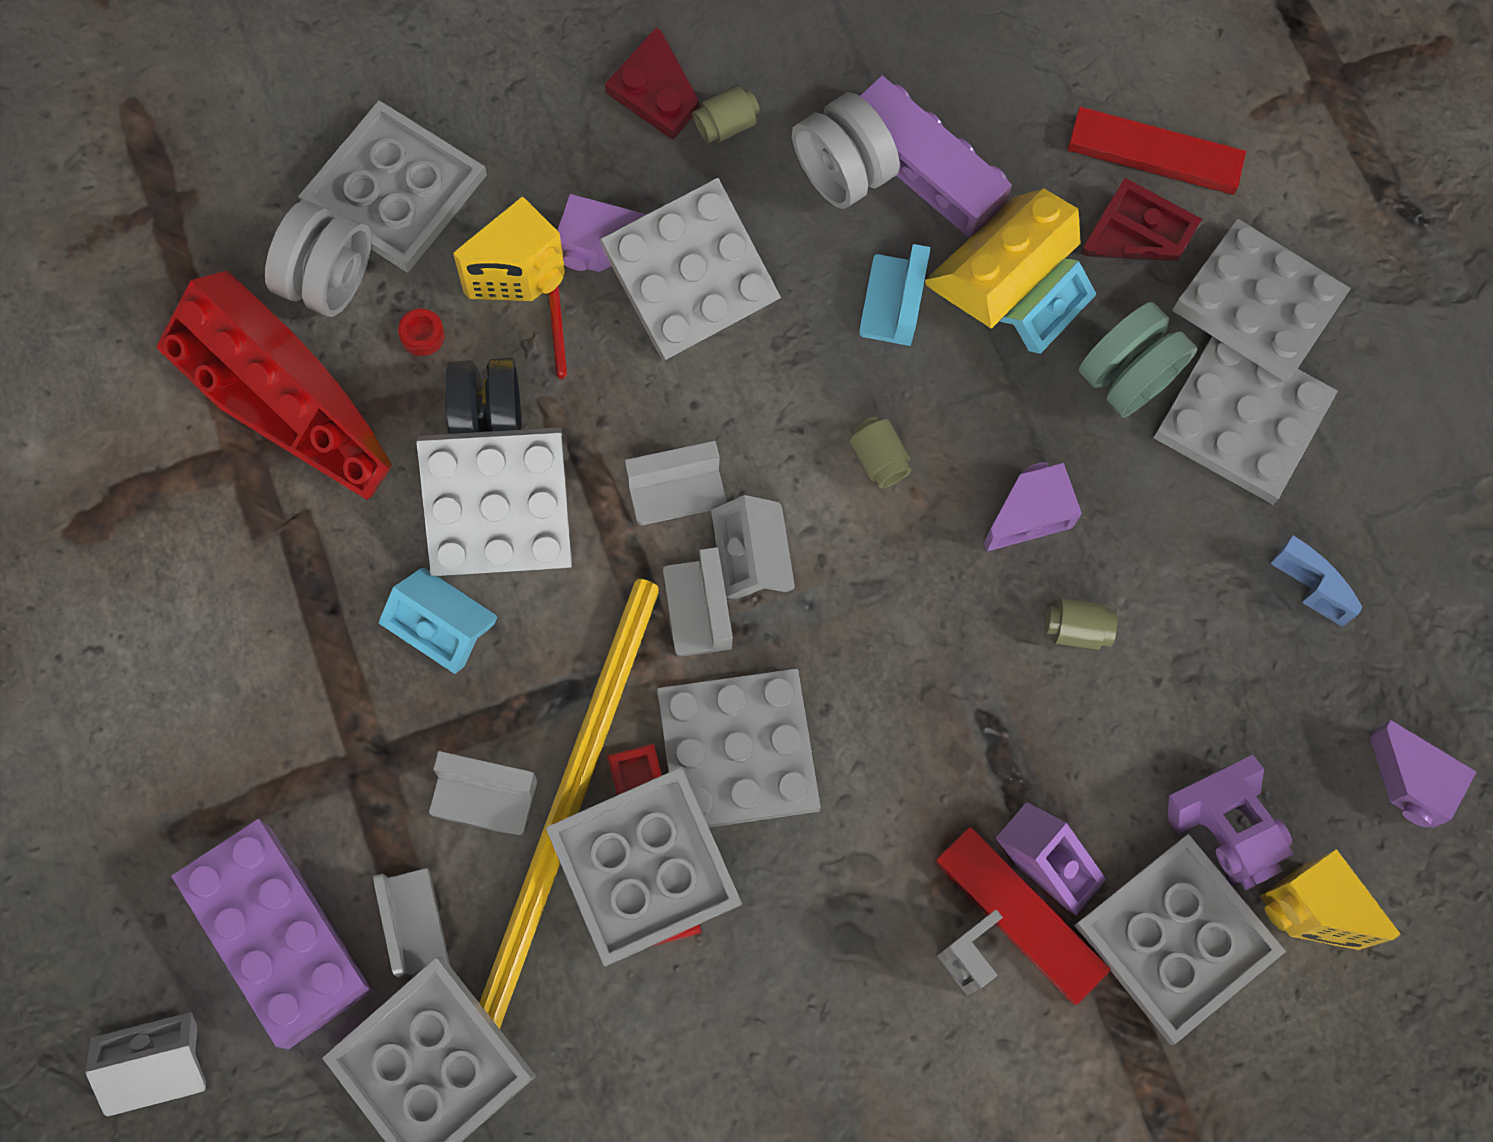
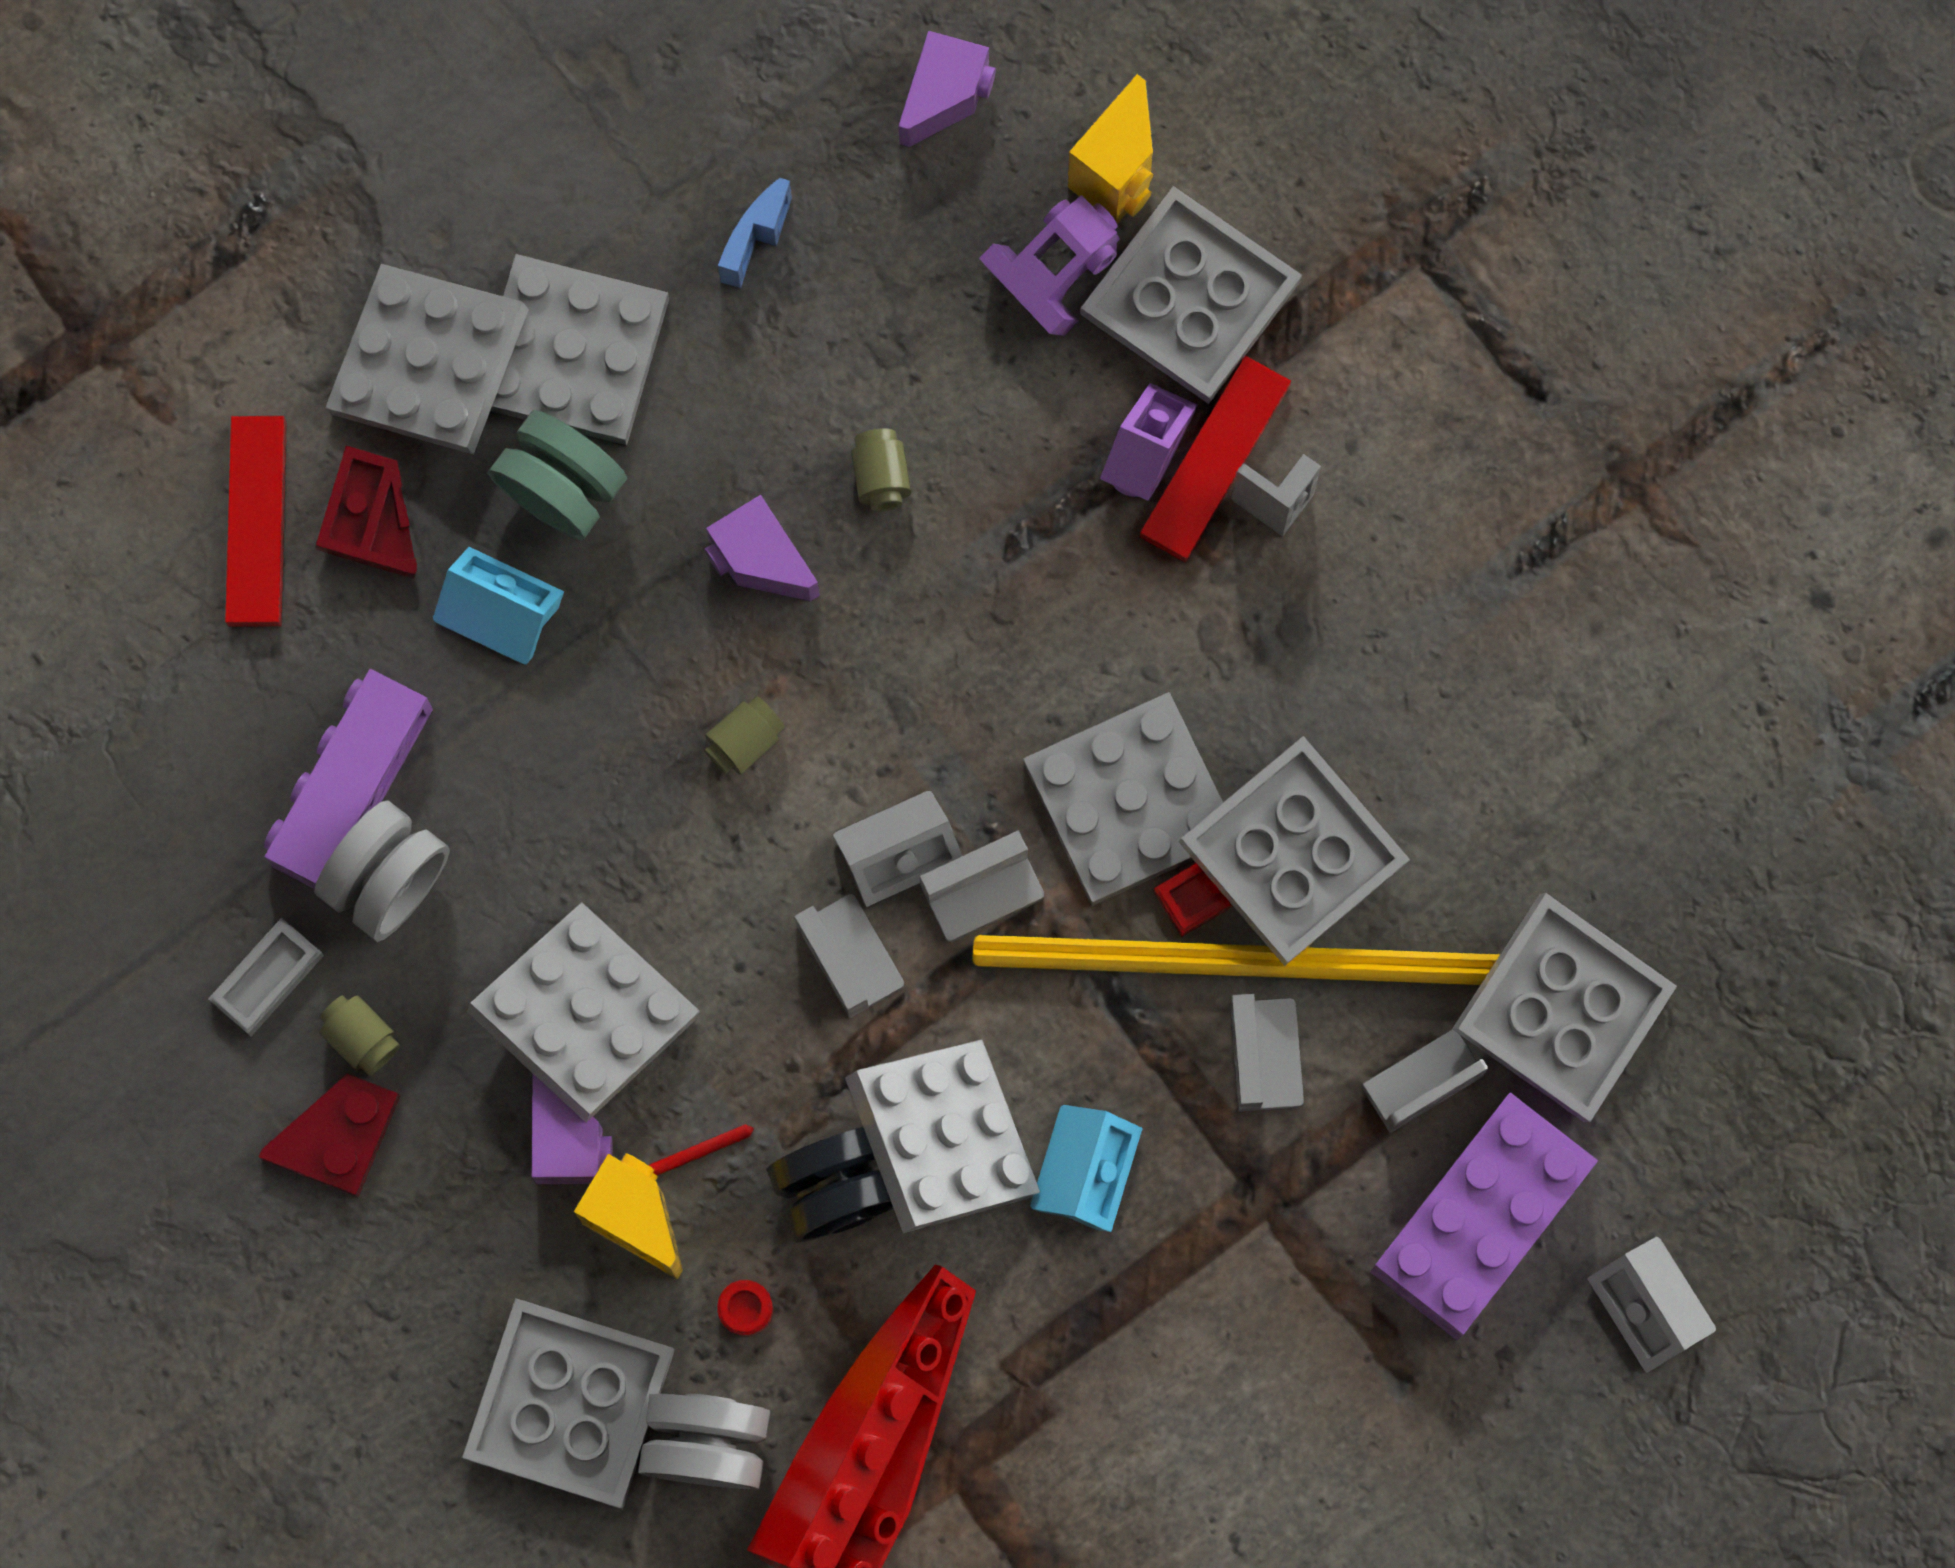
camera: 100 degrees left, 5 degrees up
(793, 70) = (266, 977): none -> light grey tile
(894, 297) = (539, 773): medium azure panel -> none
(1008, 256) = (458, 658): yellow slope -> none

